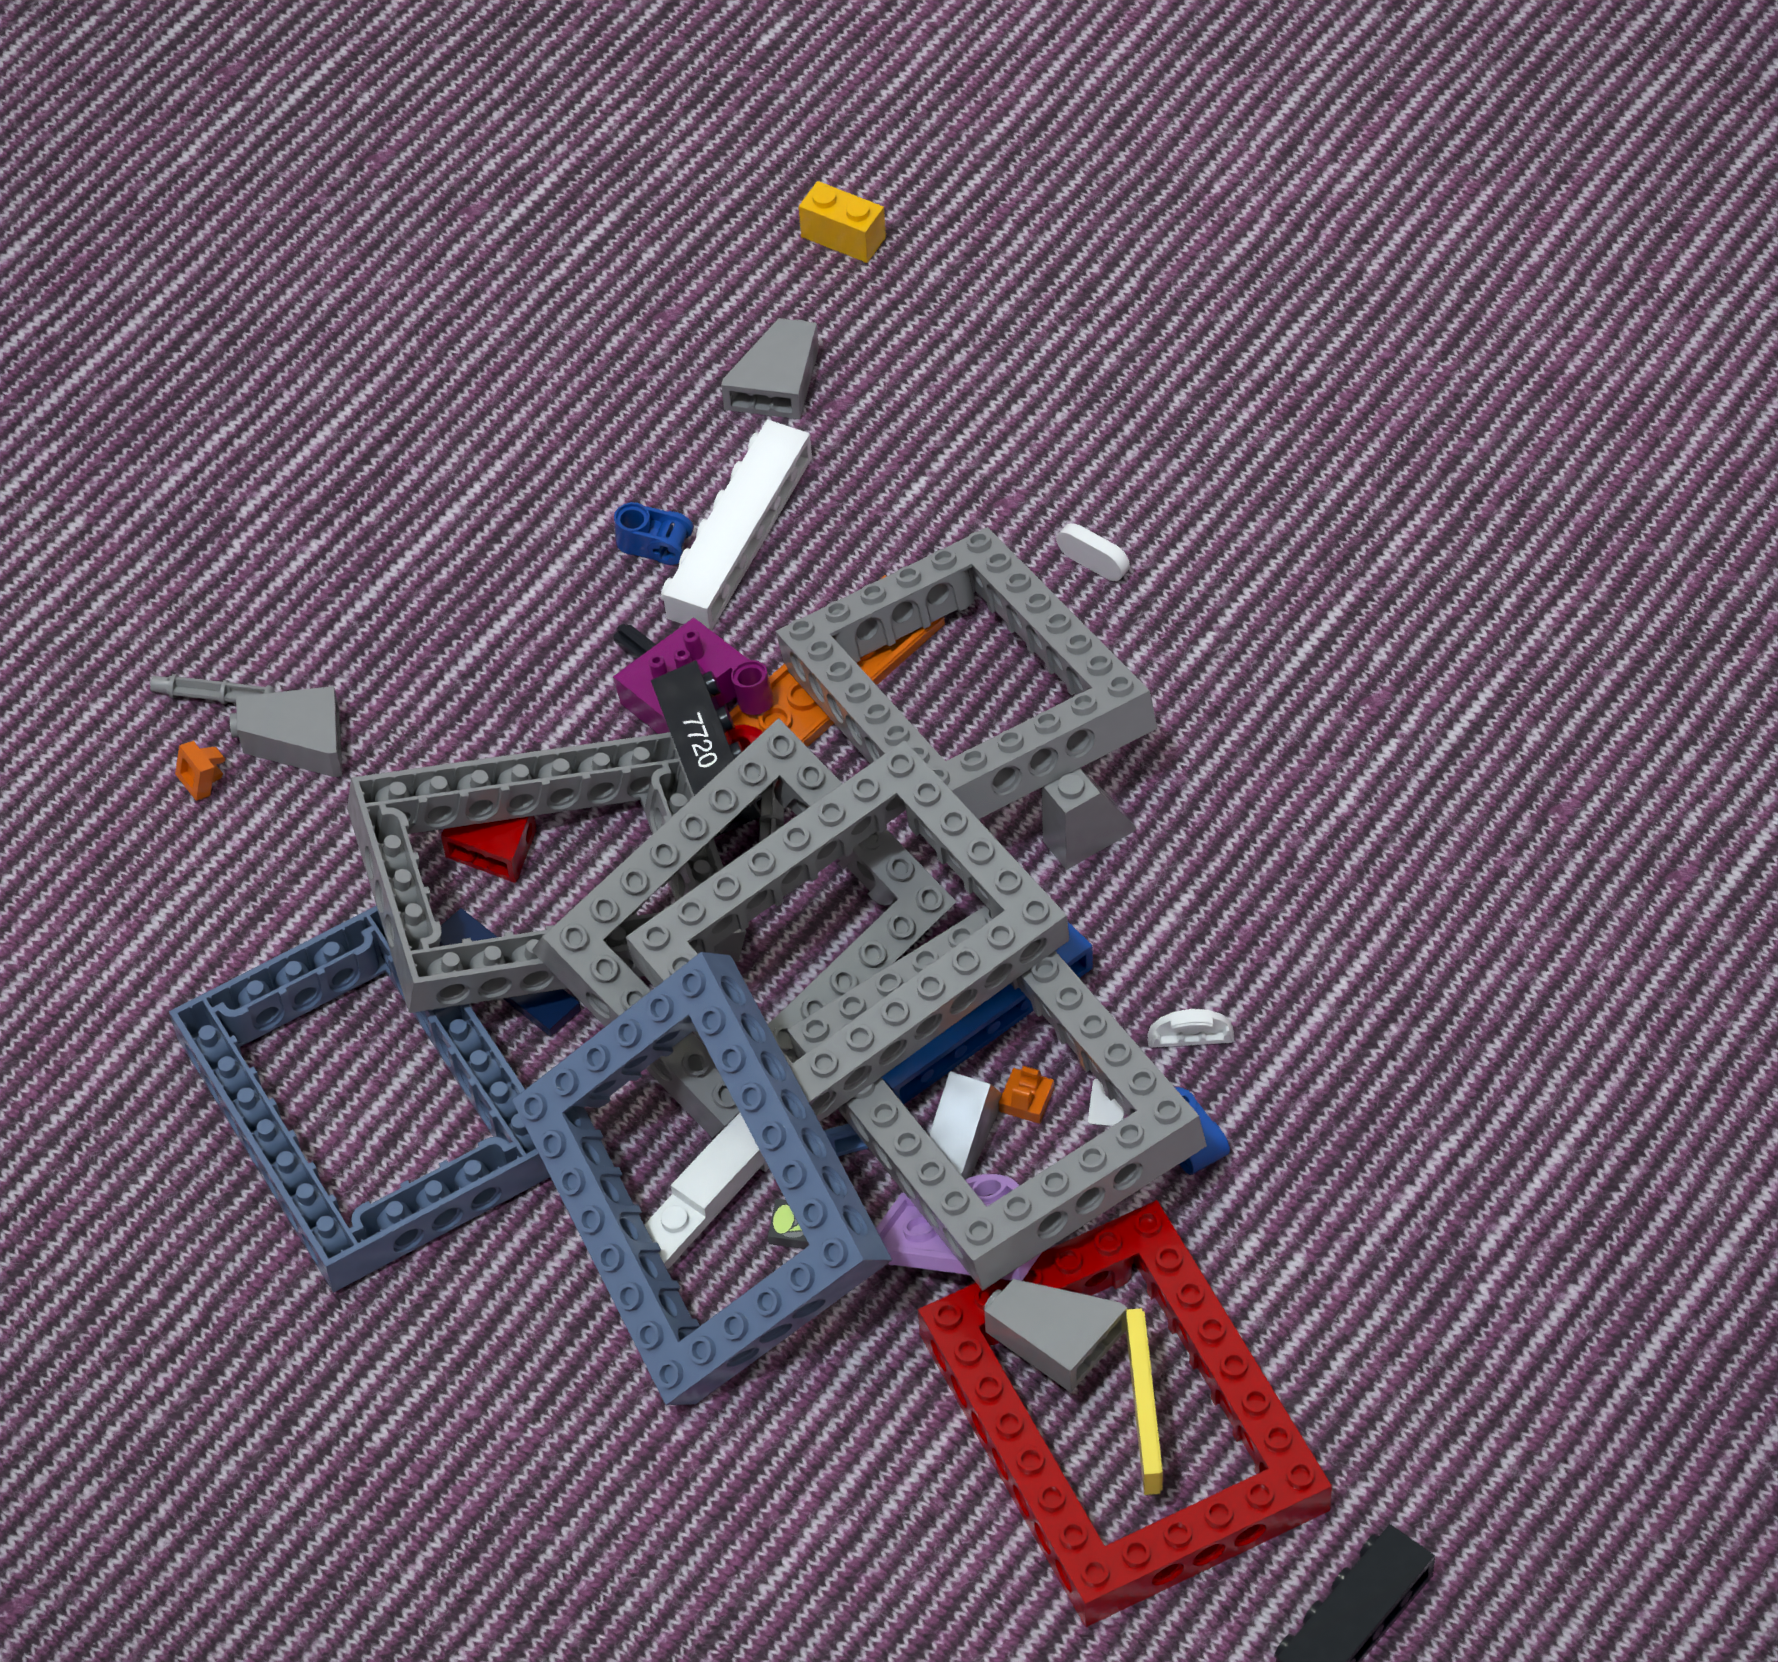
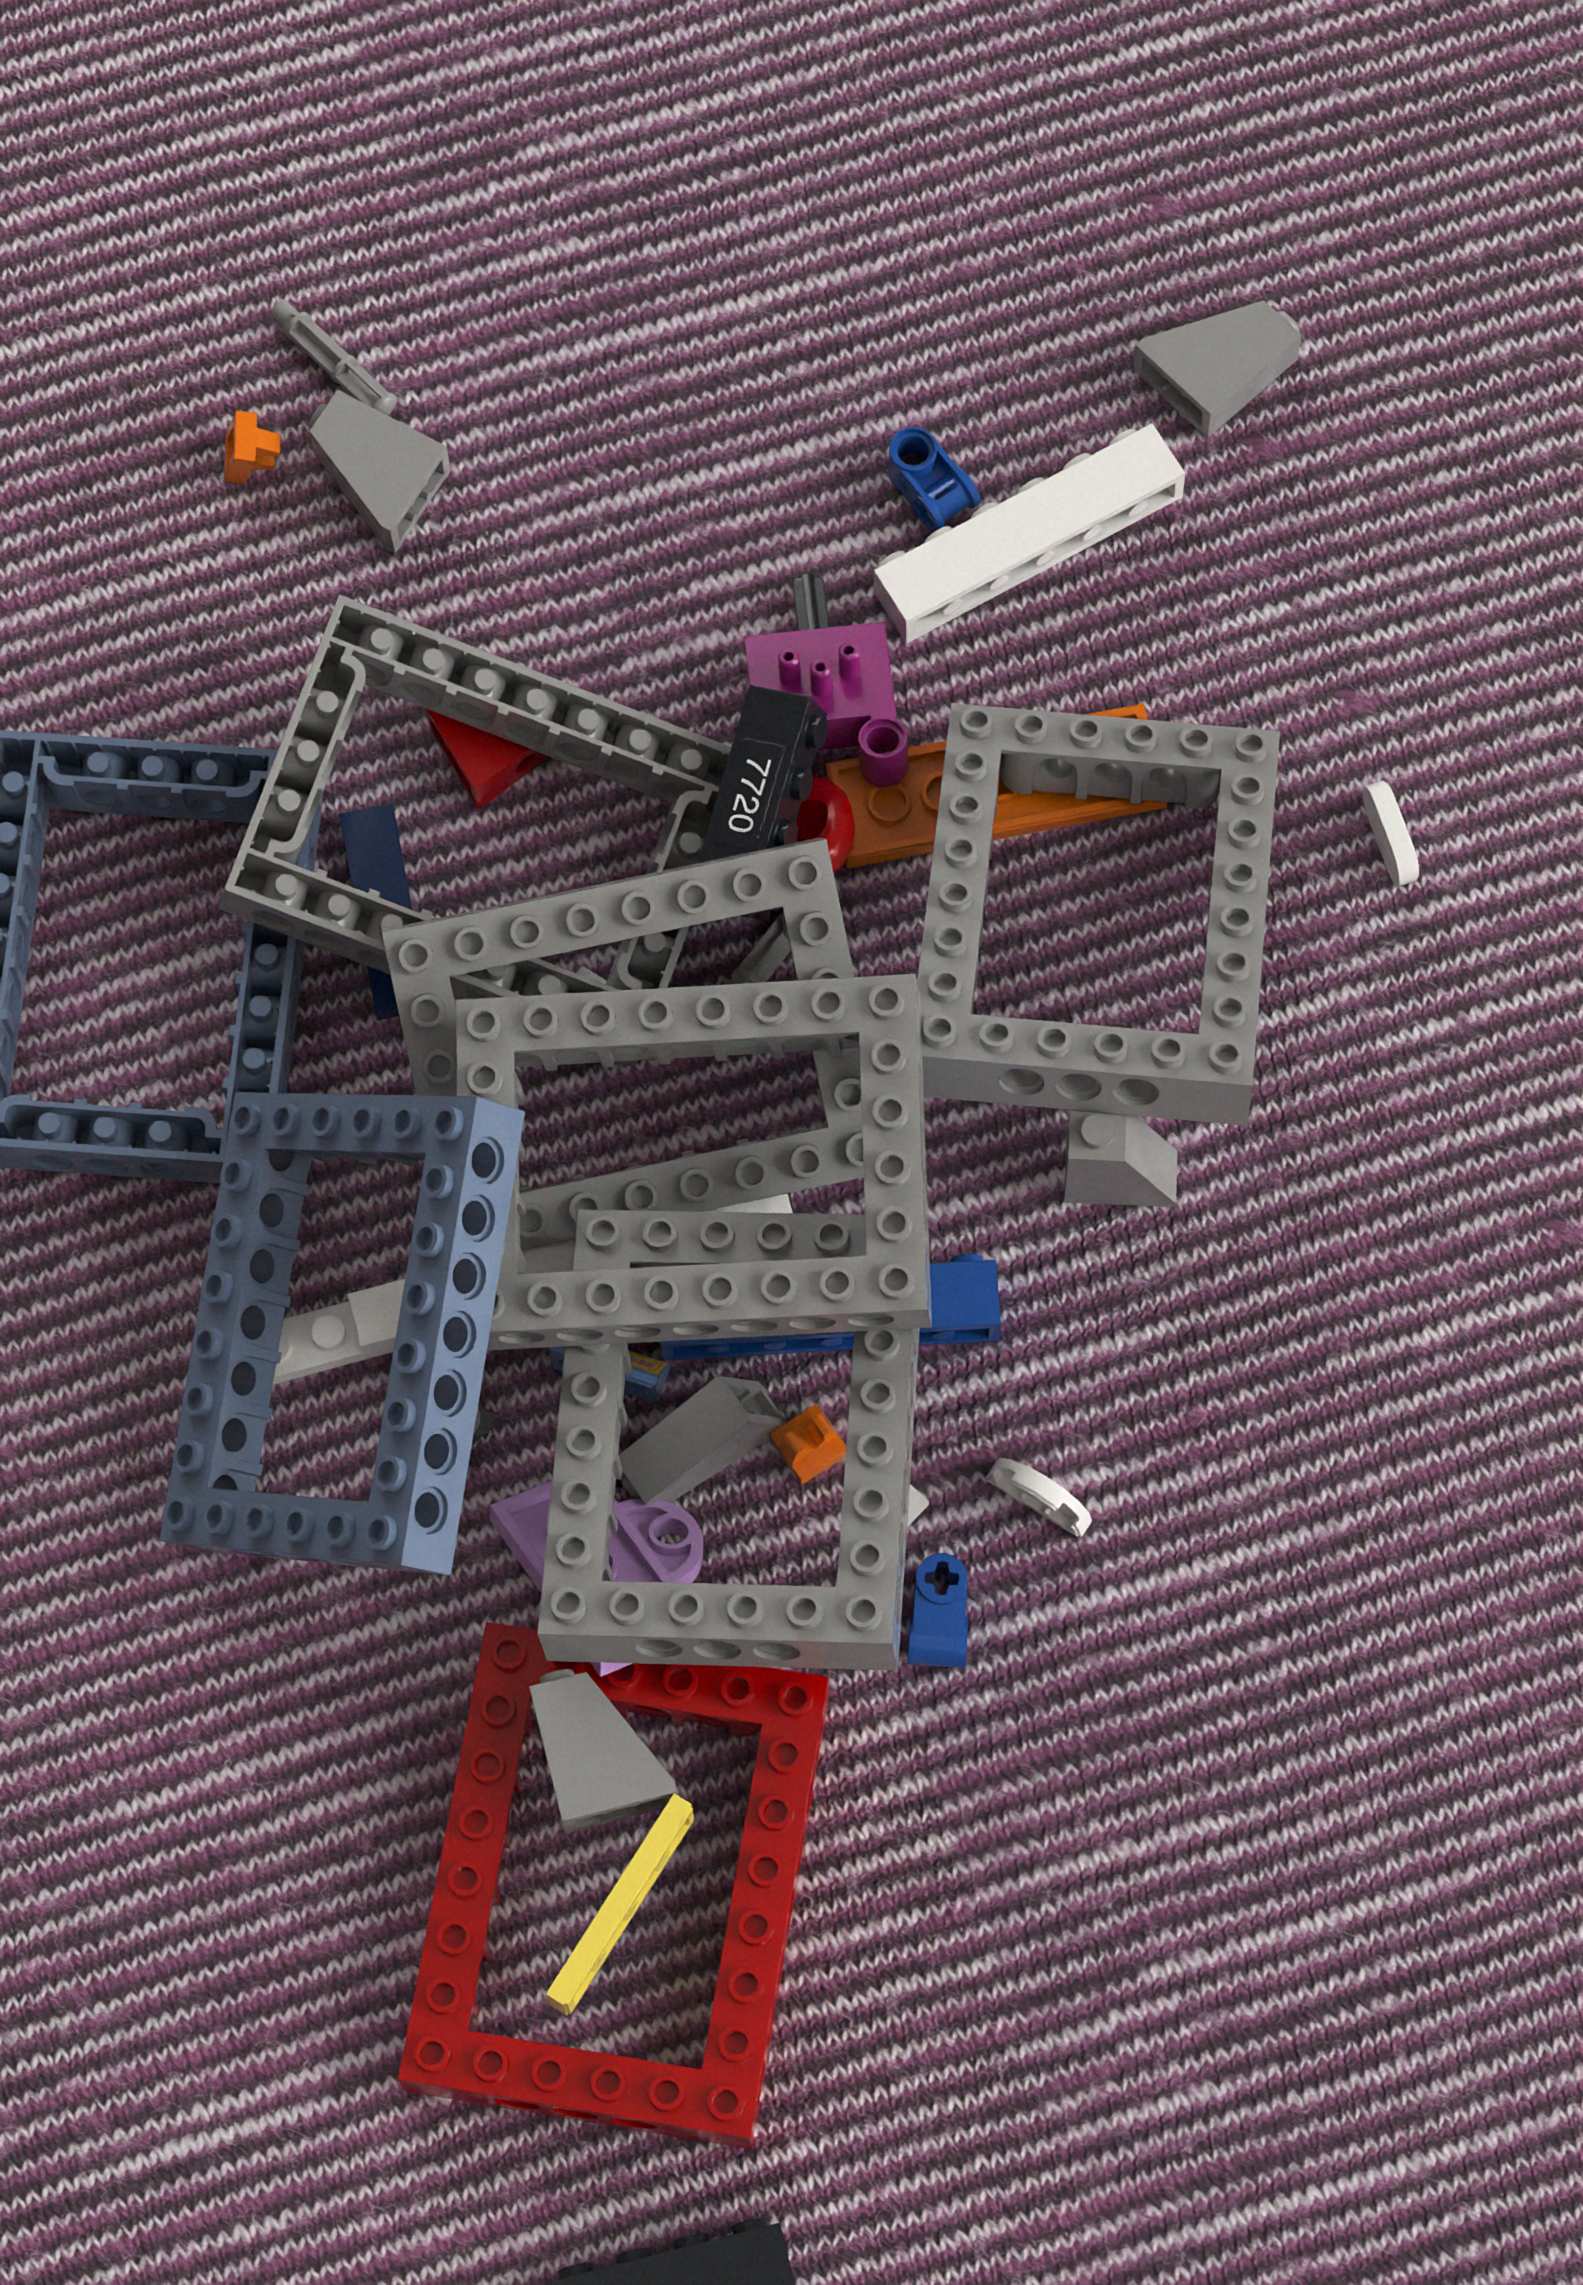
camera: 35 degrees right, 15 degrees up
(842, 221) = (1438, 216): yellow brick -> none

